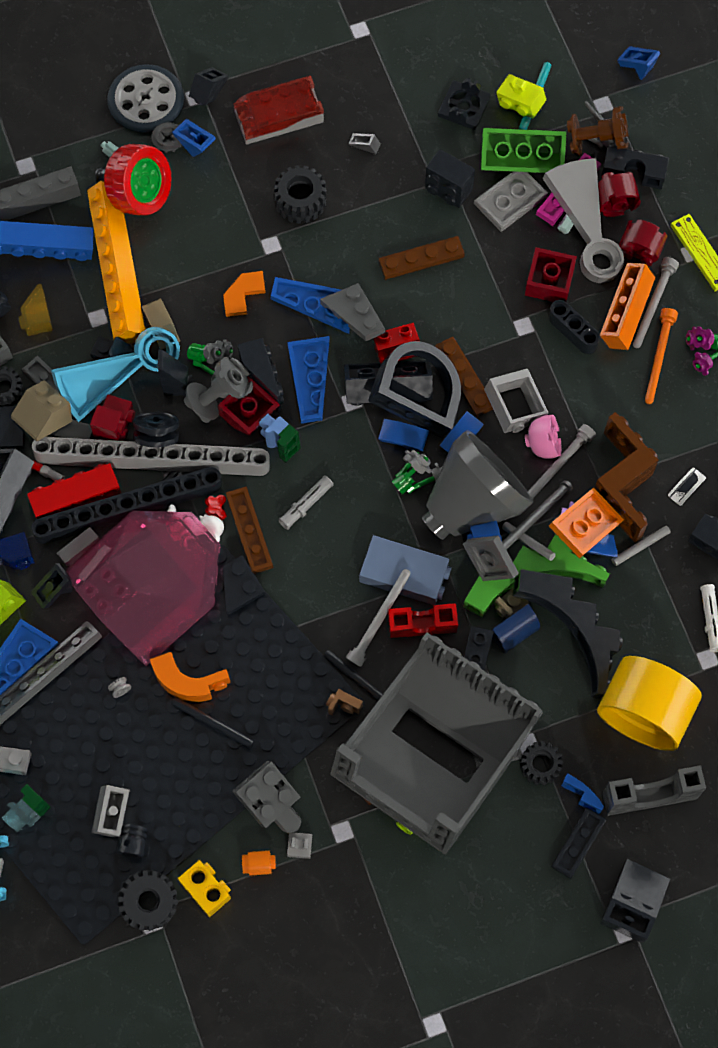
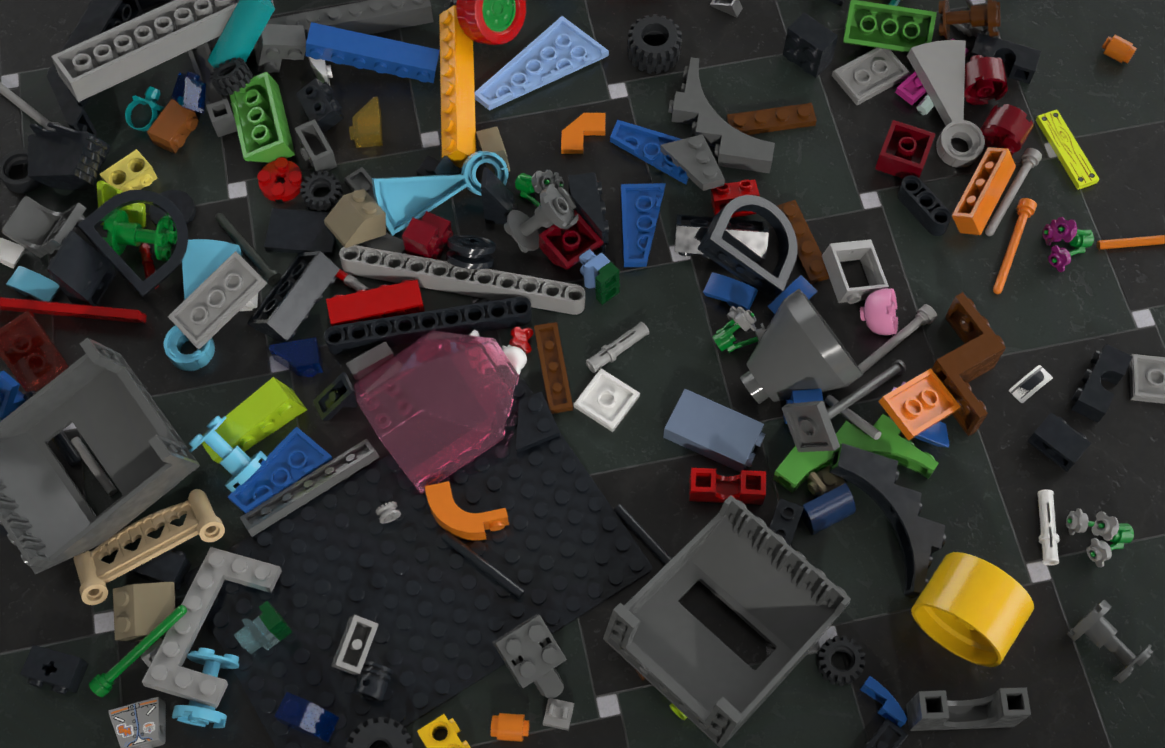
camera: 10 degrees right, 5 degrees down
(78, 880) = (306, 717): none -> clear blue slope
(201, 219) = (550, 56): none -> light blue wing
(302, 554) = (606, 400): none -> white tile
(348, 702) = (634, 563): medium nougat bracket -> none
(357, 654) = (651, 513): light grey piece -> none
(387, 290) = (731, 146): none -> dark grey arch
(641, 545) = (975, 439): light grey bar -> none

